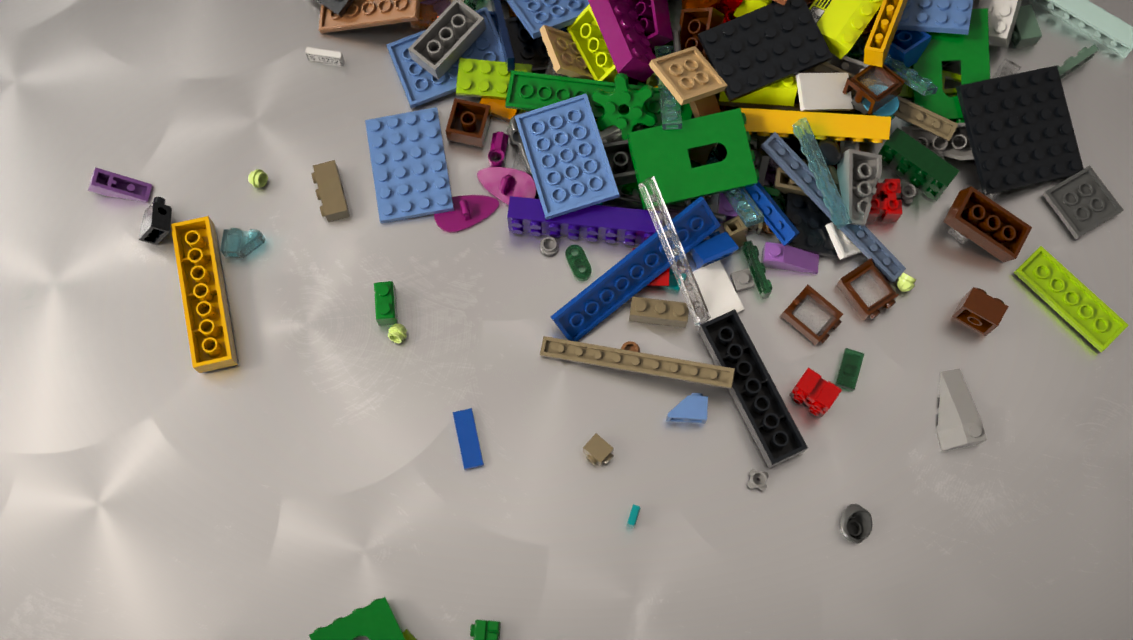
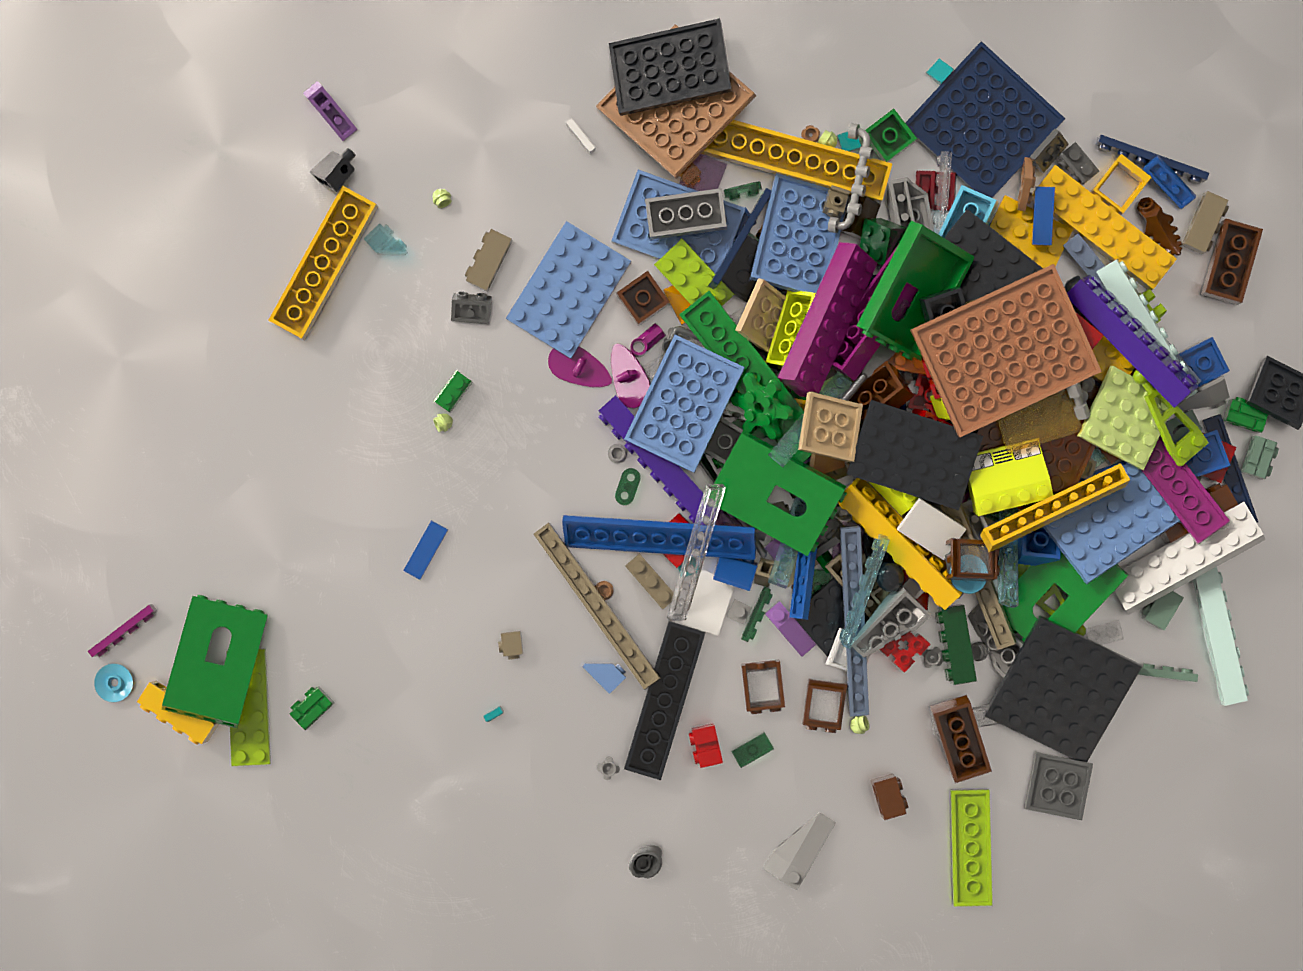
camera: 40 degrees right, 15 degrees up
(347, 235) = (471, 307): none -> dark grey bracket

